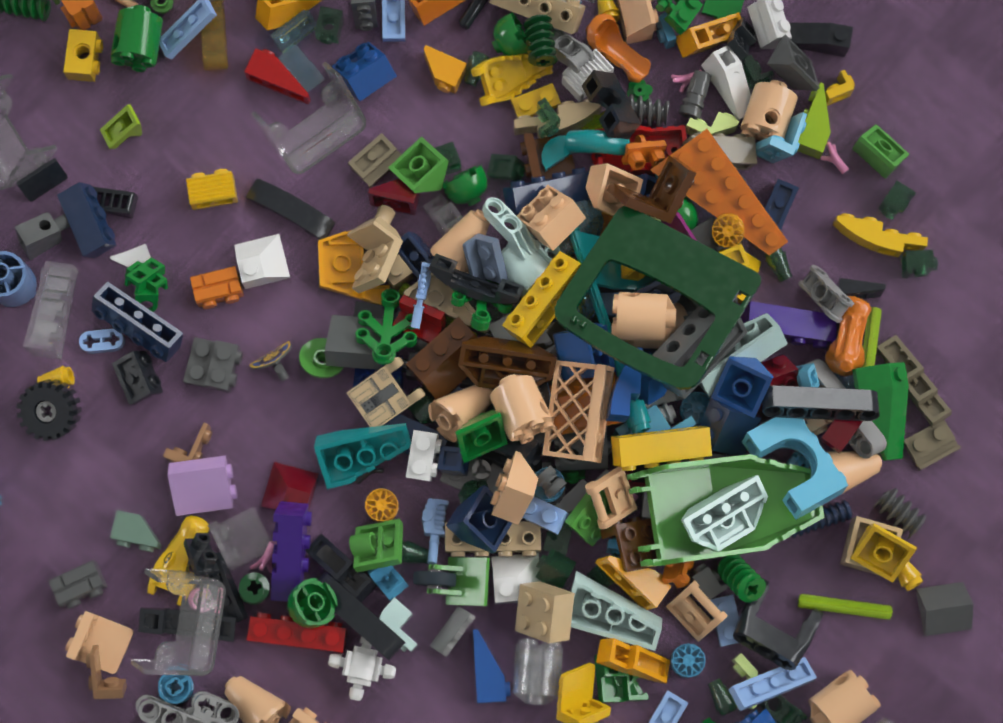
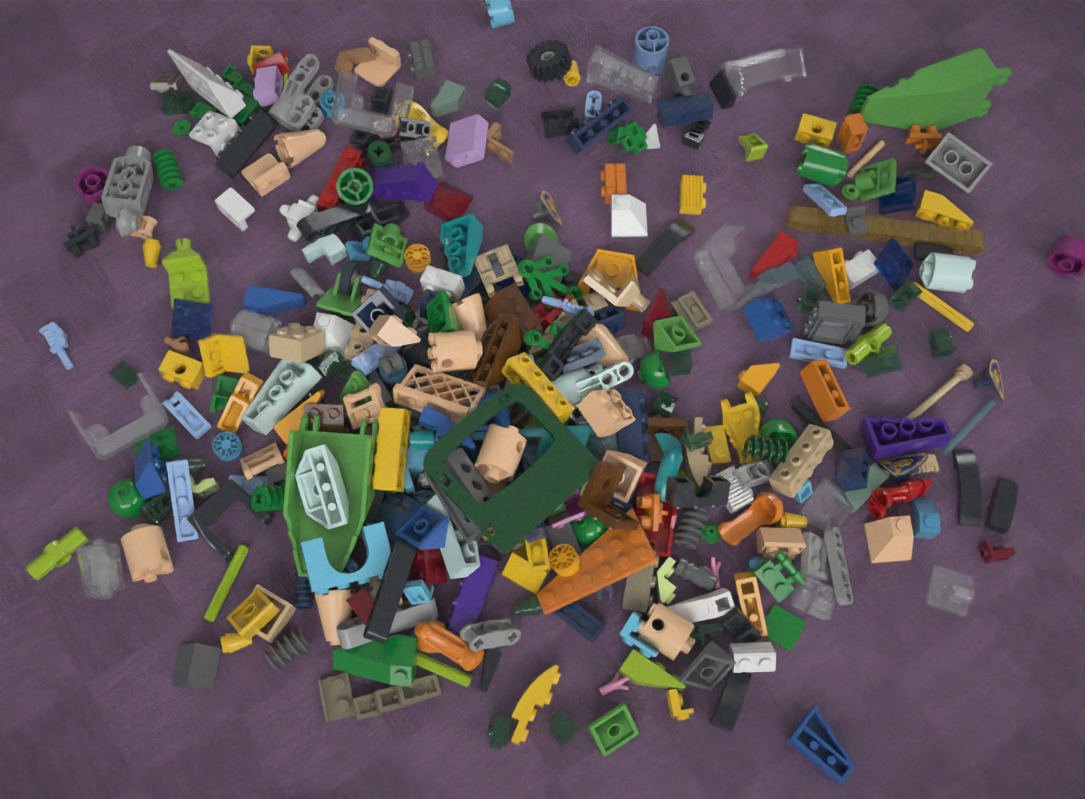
camera: 105 degrees right, 10 degrees down
(110, 467) = (497, 93): none -> clear green brick
(213, 364) = (556, 171): dark grey plate -> none

